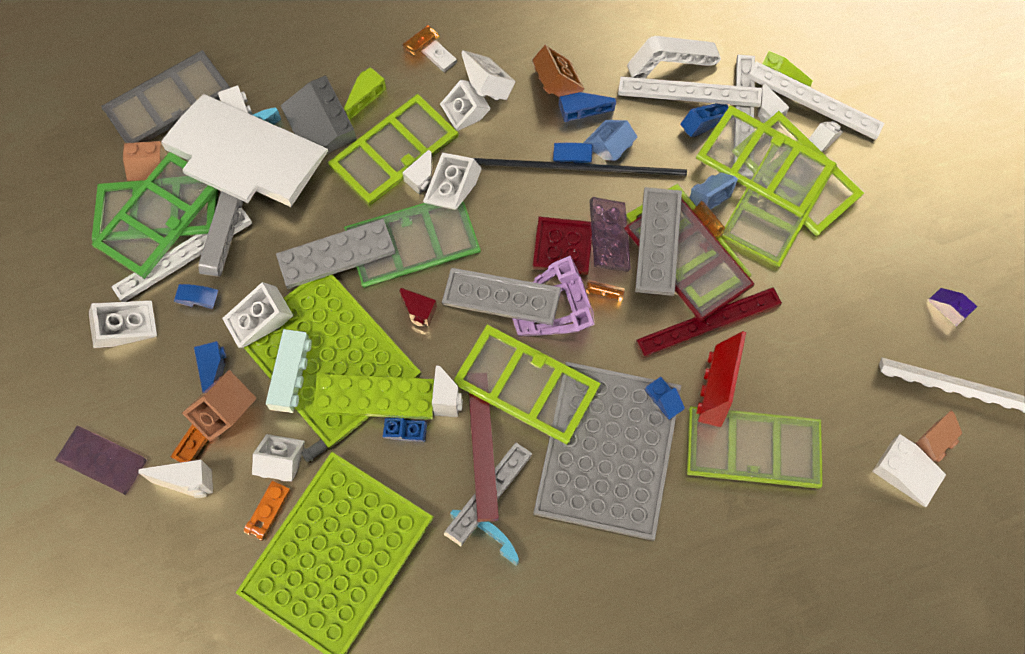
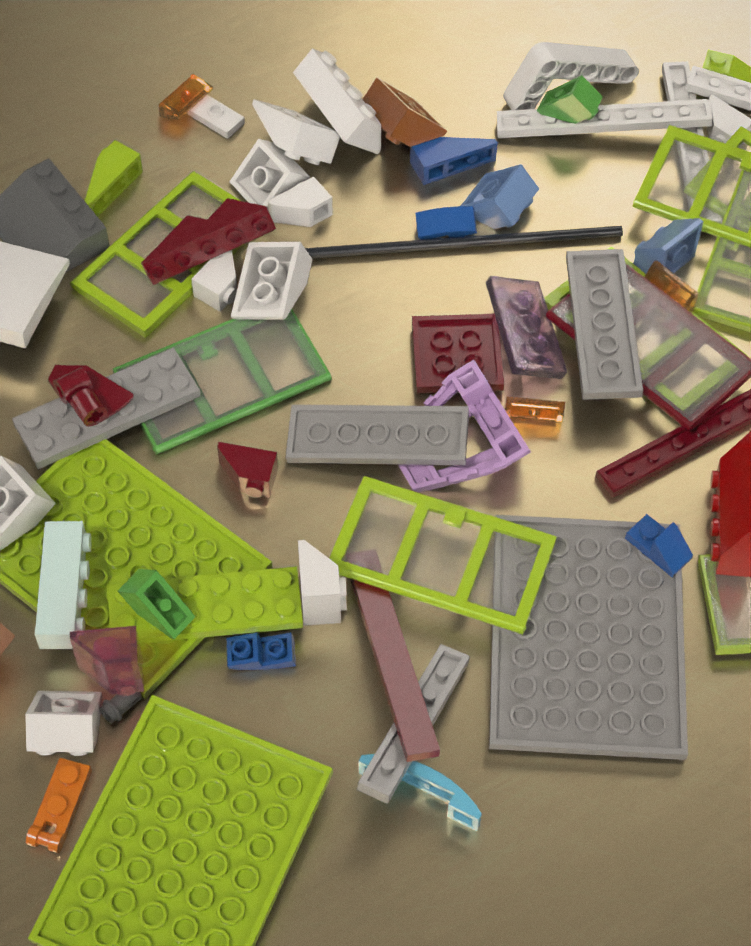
camera: 10 degrees left, 10 degrees down
(311, 425) = (111, 658): none -> clear pink slope
(324, 244) = (88, 392): none -> dark red panel
(343, 393) = (156, 602): none -> bright green slope
(412, 146) = (202, 239): none -> dark red slope
(482, 128) = (301, 205): none -> white slope
(517, 58) = (339, 100): none -> white slope
(669, 78) = (571, 101): none -> bright green slope
(703, 118) = (630, 153): blue slope -> none

